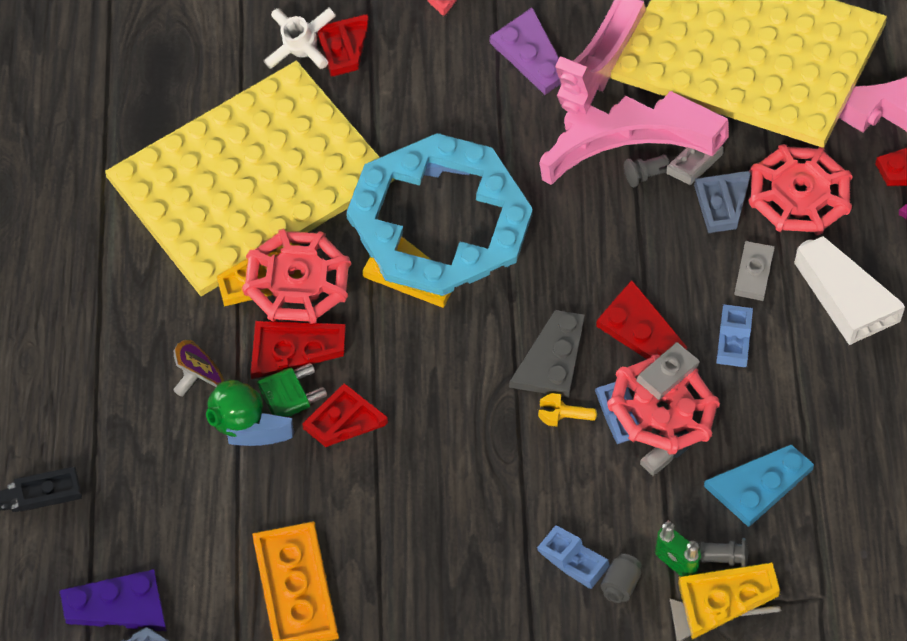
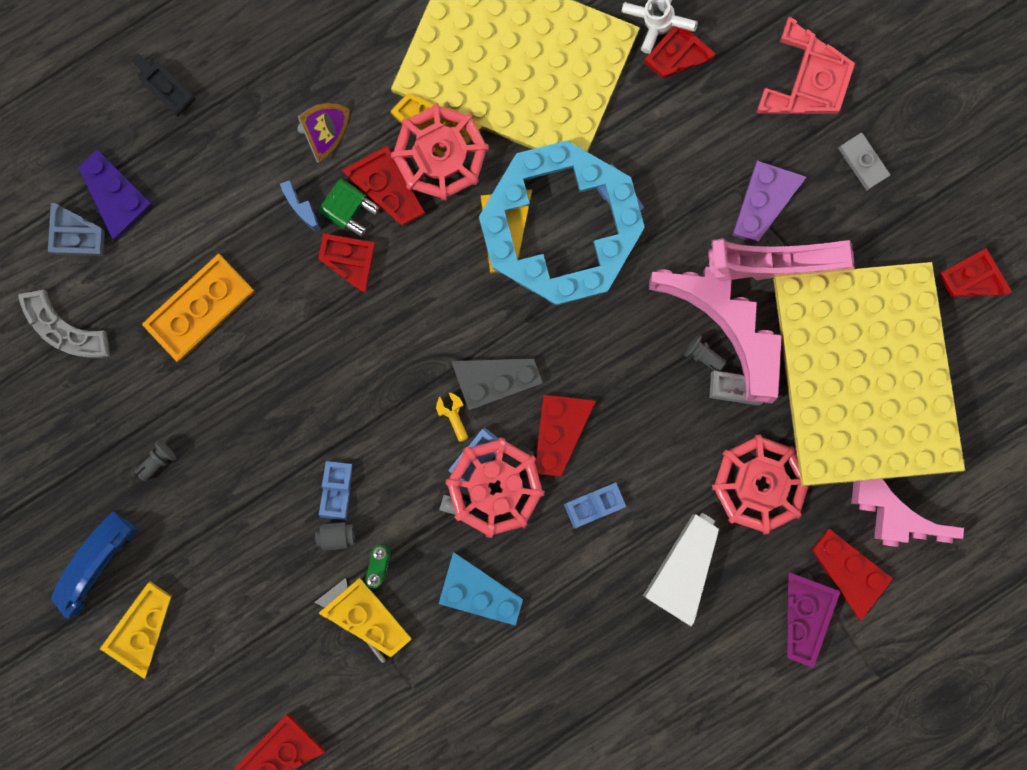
camera: 60 degrees right, 25 degrees up
(233, 407) = (302, 177): green plant -> none
(668, 371) = (520, 477): light grey plate -> none
(722, 199) = (712, 429): sand blue wing -> none
(726, 553) = (402, 602): dark grey pin -> none
(754, 270) = (663, 488): light grey plate -> none

